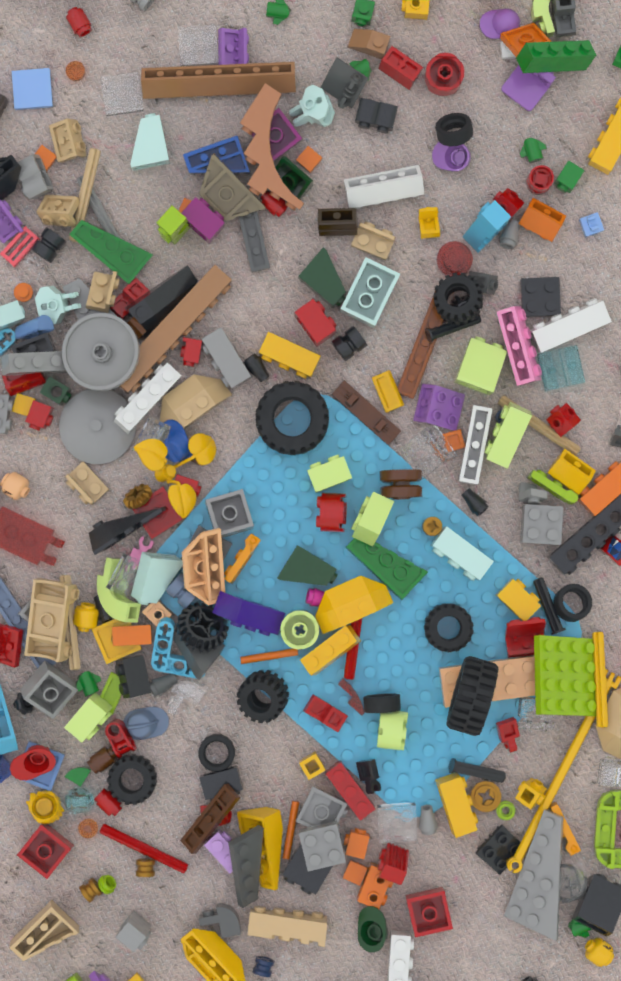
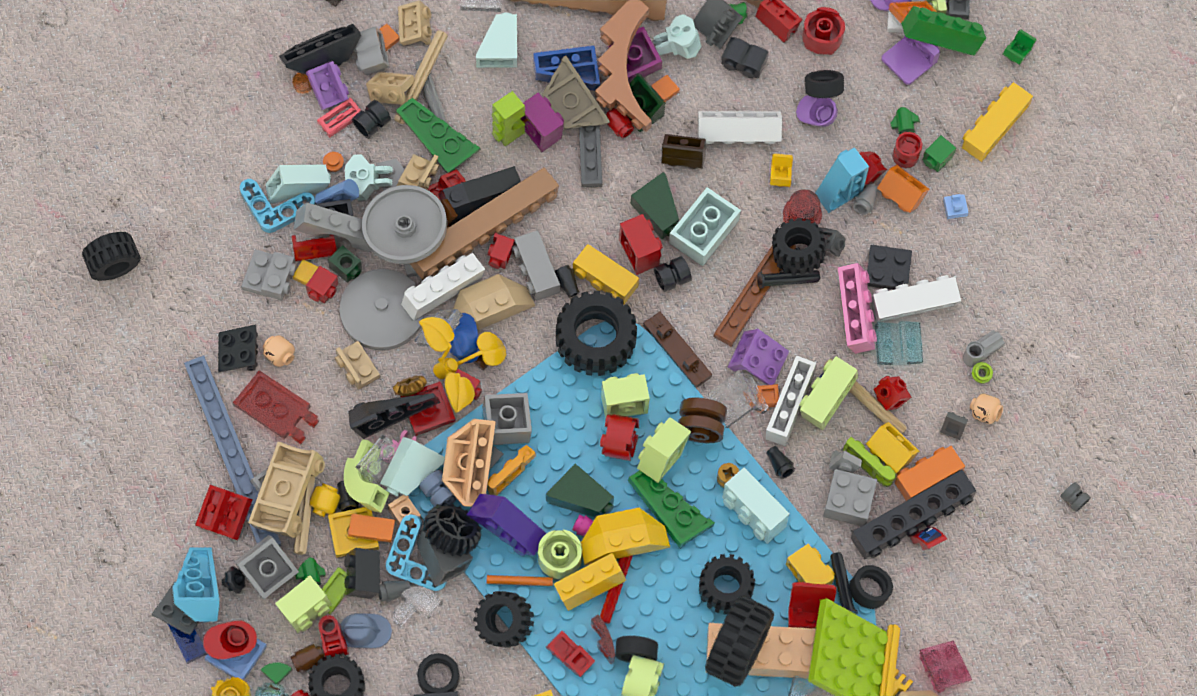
camera: 10 degrees right, 20 degrees down
(373, 240) = (718, 178): tan bracket -> none
(387, 391) = (705, 331): yellow tile -> none
(481, 365) = (810, 323): yellowish green slope -> none

